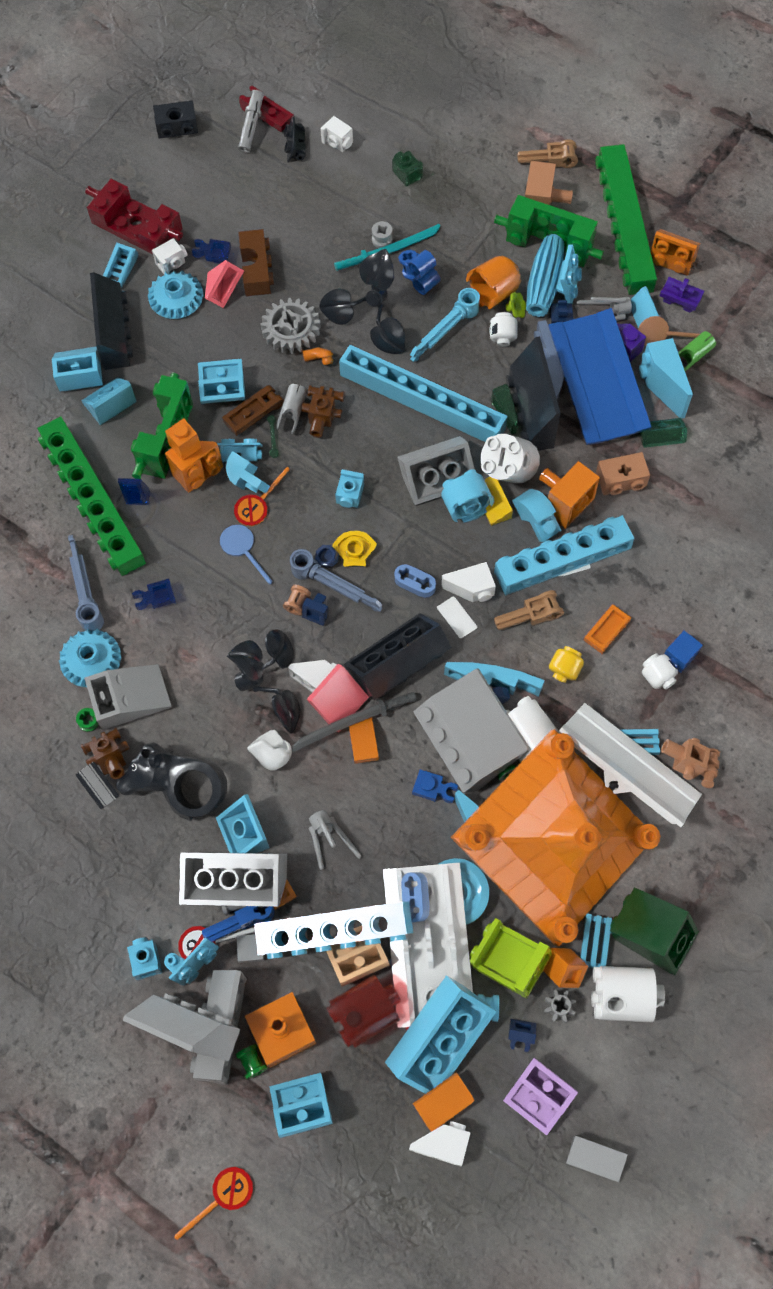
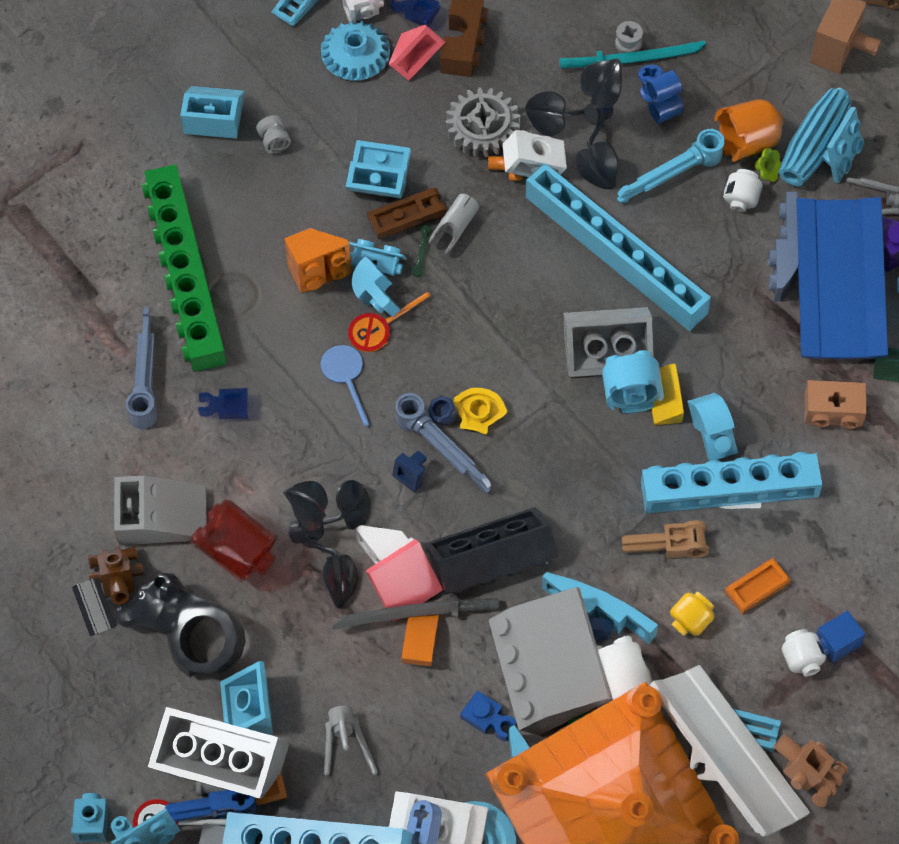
camera: 15 degrees right, 5 degrees down
(82, 714) = (100, 520): green bush -> none
(105, 657) = (146, 460): medium azure gear -> none
(110, 322) = (267, 64): black slope -> none
(110, 400) = (239, 159): medium azure slope -> none
(129, 371) = (274, 136): none -> light grey wheel
(134, 491) = (236, 275): clear blue slope -> none
(174, 405) = (314, 186): green brick -> none
(183, 439) = (309, 227): orange brick -> none
(196, 703) = (236, 541): none -> clear red cylinder
(271, 750) = (307, 621): white hair -> none
(300, 593) = (386, 456): nougat bush -> none
(322, 408) = (490, 232): reddish brown piece -> none
(334, 339) = (528, 152): none -> white brick
(349, 489) = (502, 335): medium azure brick -> none
(415, 579) = (543, 463): medium blue beam -> none
(457, 617) = (578, 524): white sticker -> none
(470, 583) = (606, 487): white slope -> none
(503, 403) = (714, 283): clear green slope -> none
(509, 458) = (697, 349): white cylinder -> none
(534, 396) = (750, 285): black slope -> none
(536, 219) = (817, 61): green brick -> none
(561, 311) = (822, 187): dark blue tile -> none
(571, 492) = (760, 410): orange brick -> none

